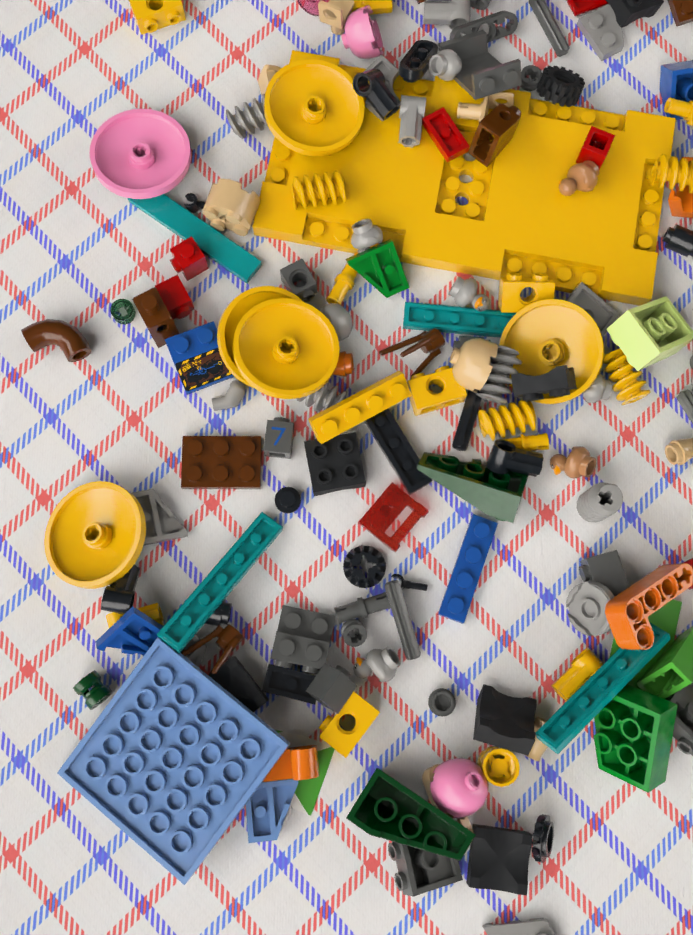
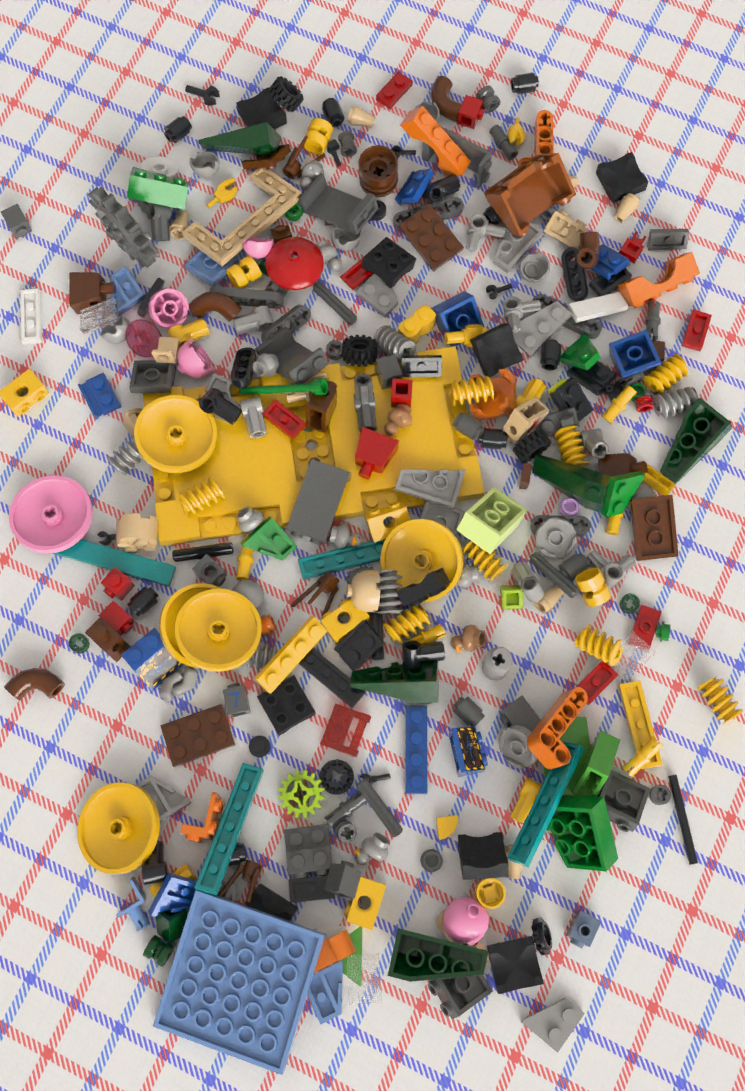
camera: 15 degrees left, 5 degrees down
(82, 632) = (134, 909): none -> medium blue bracket
(117, 666) = (170, 924): none -> dark green panel
(194, 576) = (196, 833): none -> orange bracket
(206, 393) = (167, 686): none -> light grey arm
(211, 288) = (143, 601): none -> black brick
(242, 41) = (99, 395): none -> blue plate
(292, 255) = (201, 551): none -> black axle
(309, 36) = (152, 377): none -> dark grey plate
(316, 584) = (300, 783): none -> lime gear
(317, 809) = (364, 979): none -> clear plate
(443, 425) = (359, 645): none -> black plate
(452, 242) = (318, 501): none -> dark grey panel
(472, 669) = (446, 826): none -> yellow tile
(501, 103) = (318, 386): none -> green piece
(528, 591) = (466, 751): none -> slope
(538, 207) = (374, 452): none -> red torso
(544, 546) = (468, 711): none -> dark grey brick
(547, 145) = (365, 402): none -> dark grey piece
(583, 116) = (386, 370): none -> dark grey brick
(593, 270) = (433, 486): none -> light grey wing
(594, 848) = (583, 929): none -> sand blue brick
(605, 92) = (394, 343): none -> light grey piece
(629, 126) = (422, 366): none -> plate
(637, 80) = (419, 324): none -> yellow brick
(640, 432) = (511, 597): none -> lime slope
(661, 214) = (468, 425): none -> dark grey brick
(668, 420) = (528, 582): none -> light grey piece

